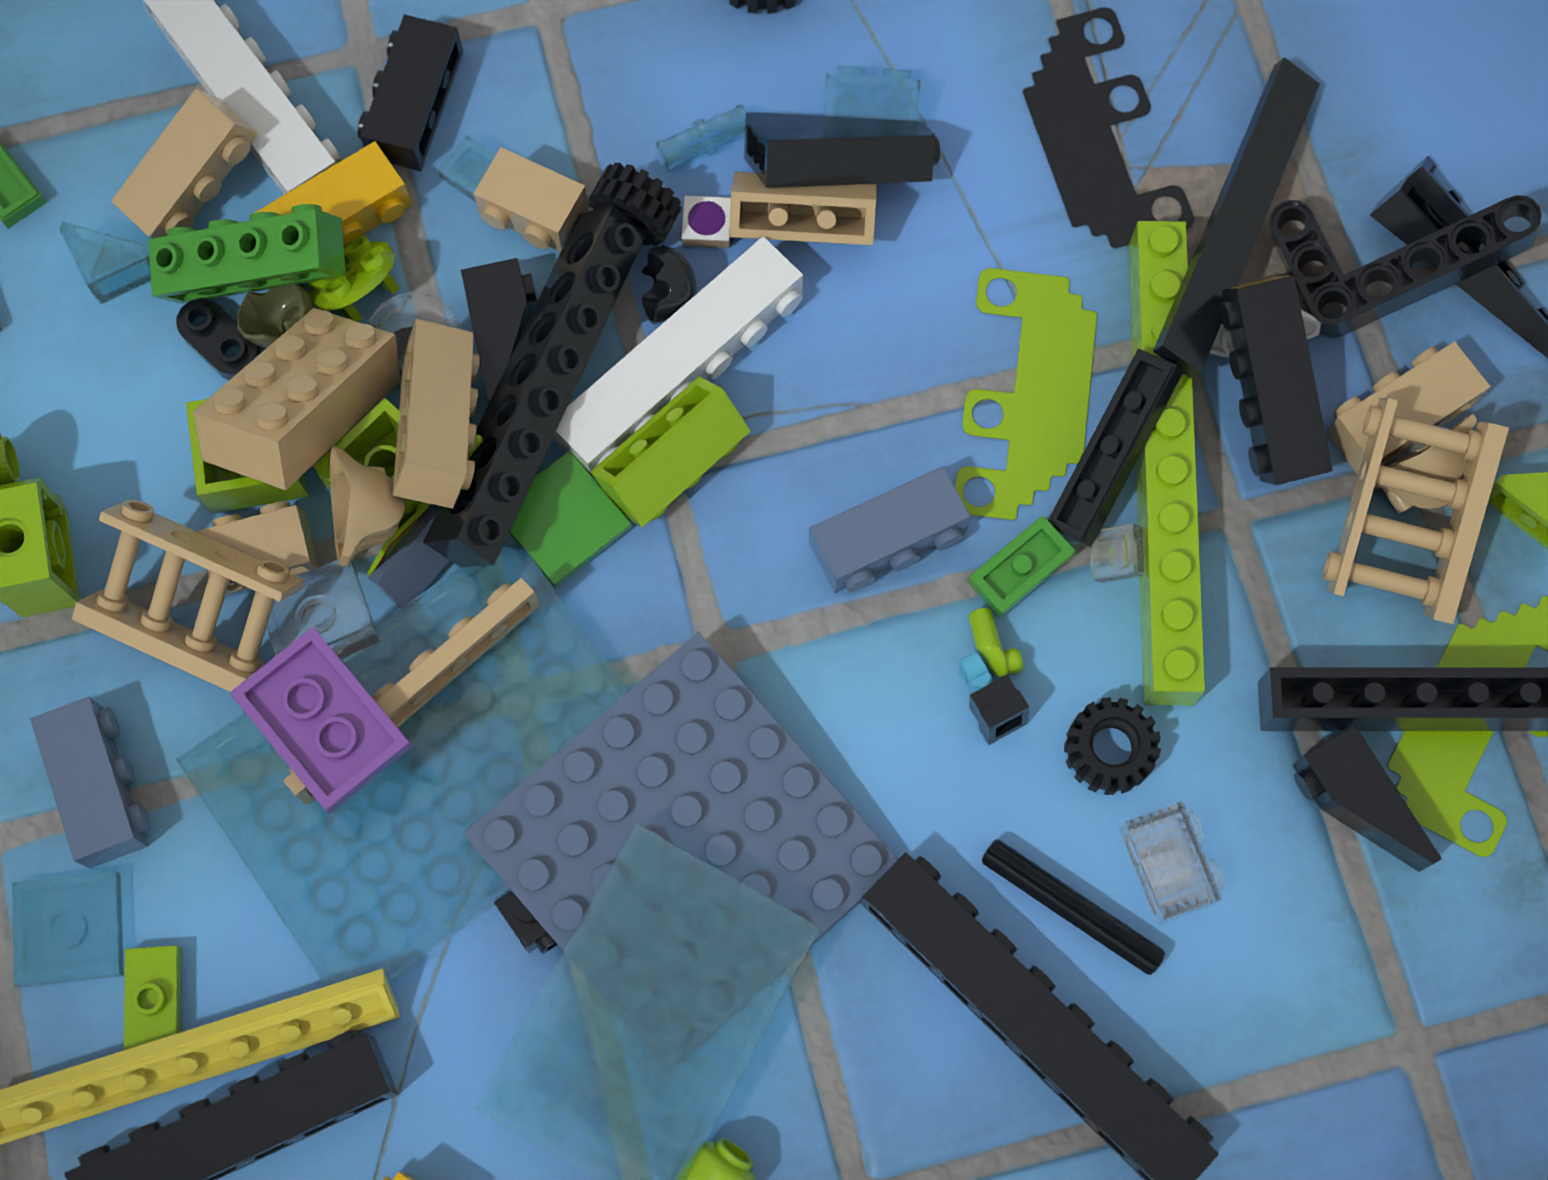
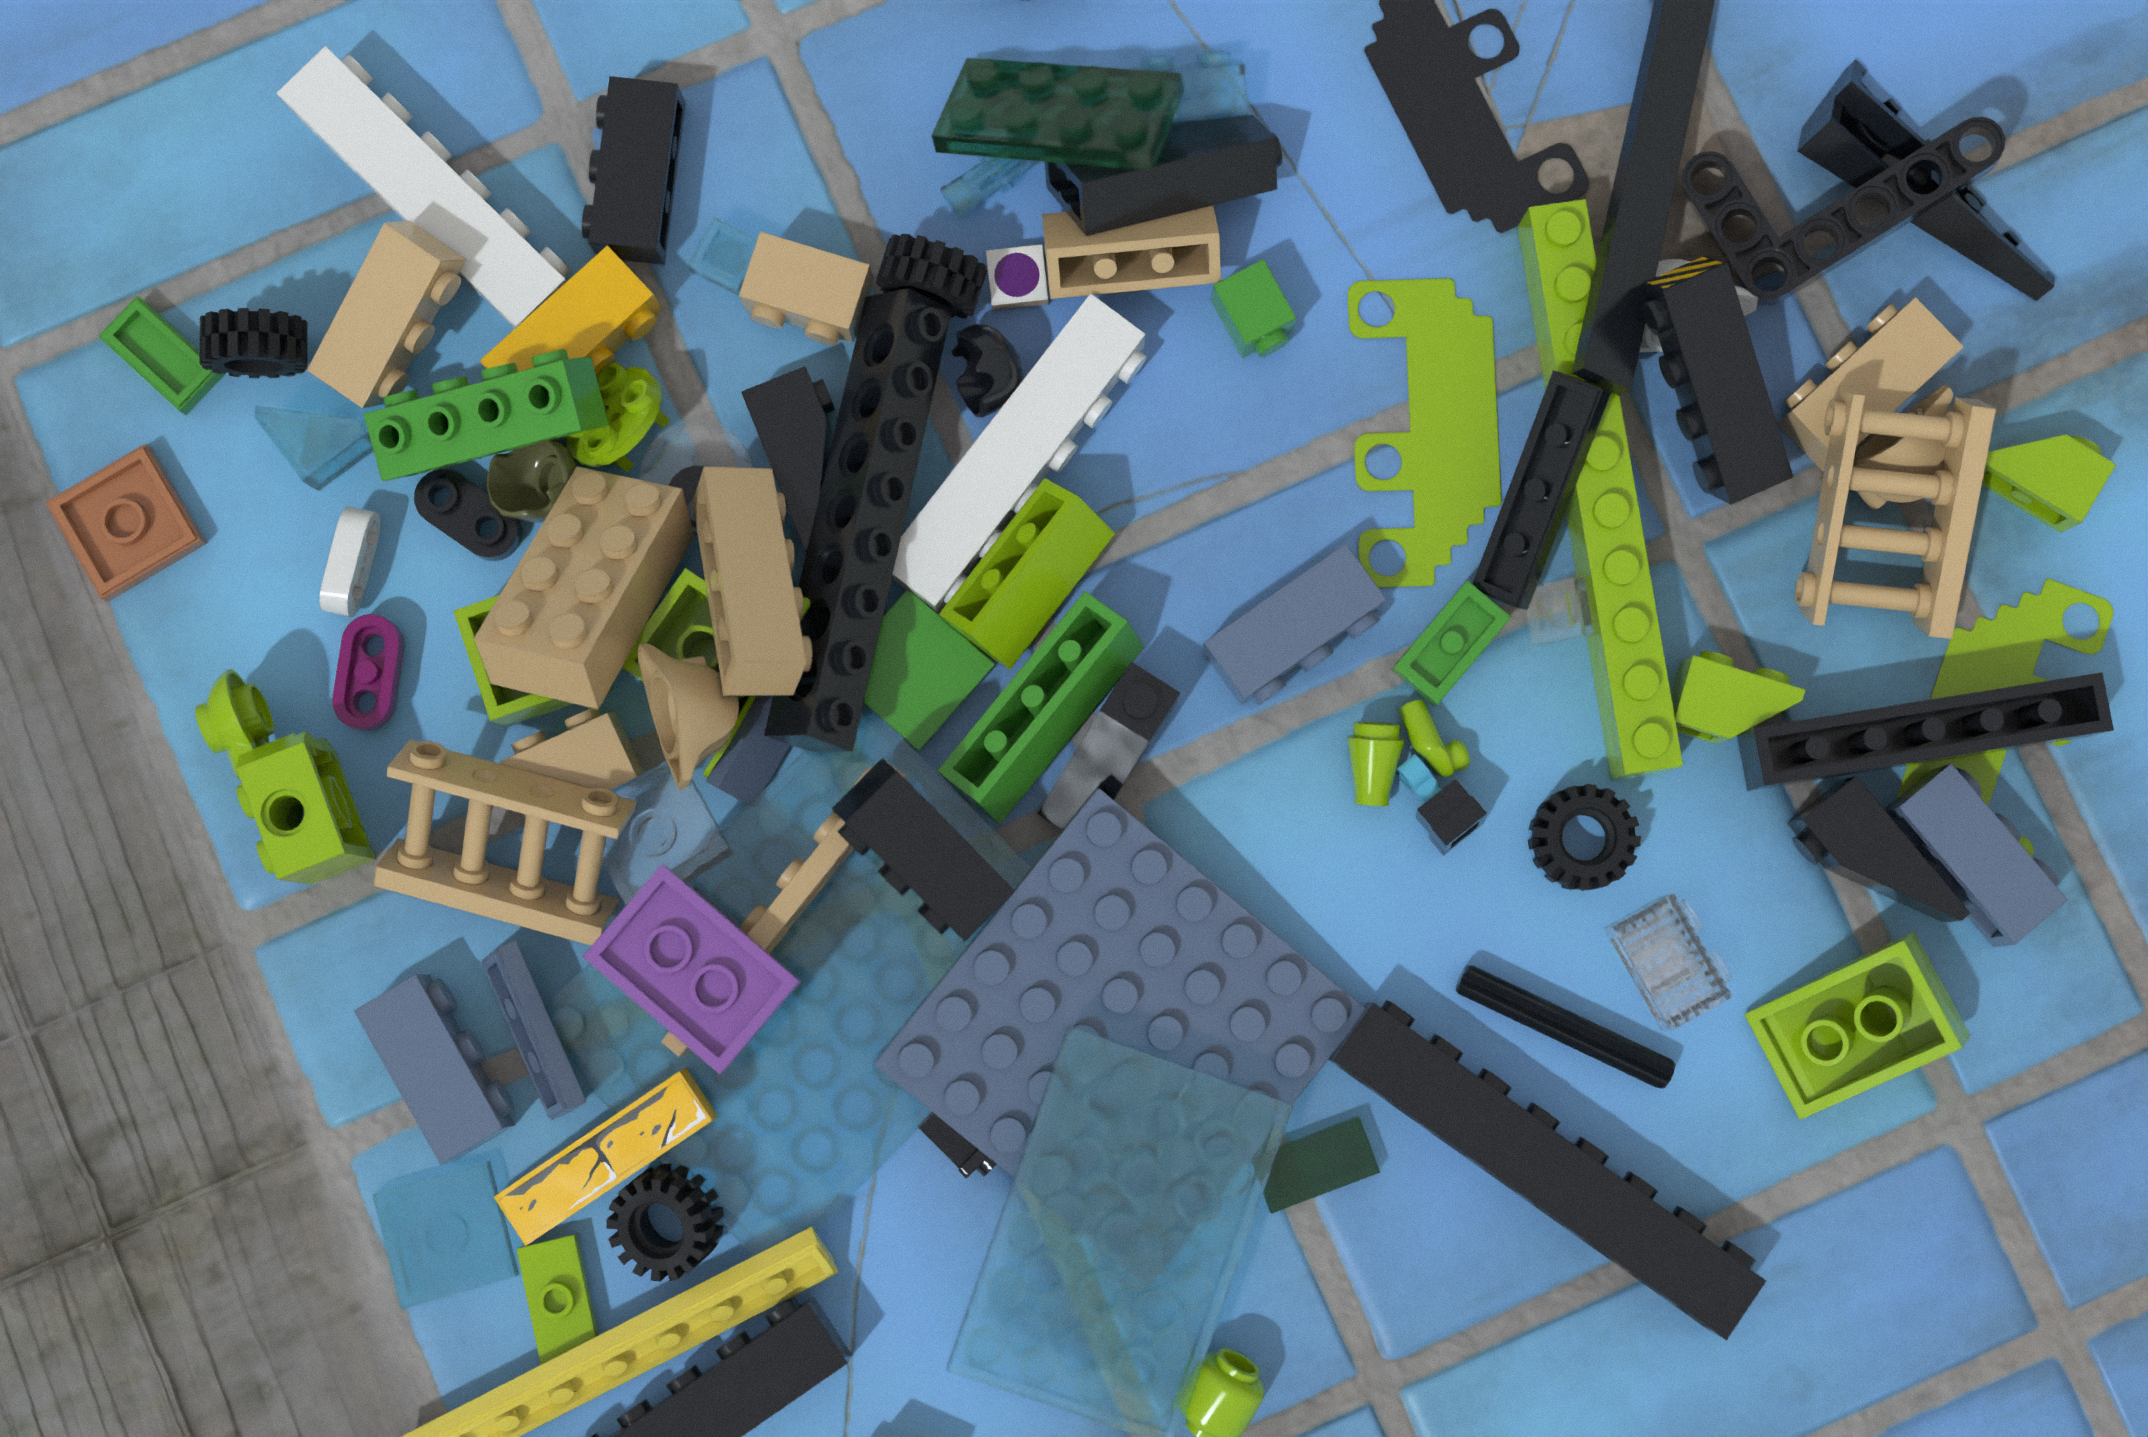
camera: 10 degrees left, 10 degrees up
(72, 174) = (253, 343): none -> black tyre
(104, 452) = (363, 673): none -> magenta plate
(112, 359) = (350, 561): none -> white beam
(179, 764) = (532, 1030): none -> sand blue tile
(217, 879) = (605, 1156): none -> yellow tile
(231, 949) = (641, 1239): none -> black tyre
(536, 656) = (920, 851): none -> black brick
(662, 562) = (1041, 707): none -> bright green brick
(721, 599) = (1112, 743): none -> black slope
(761, 92) = (1059, 113): none -> clear green plate
(835, 992) = (1319, 1164): none -> clear green tile
(897, 273) = (1254, 310): none -> bright green brick
(940, 651) = (1374, 760): none -> lime cone
(1246, 646) = (1721, 701): none -> lime slope
(1331, 944) = (1858, 1026): none -> lime slope
(1455, 813) = (1977, 855): none -> sand blue brick

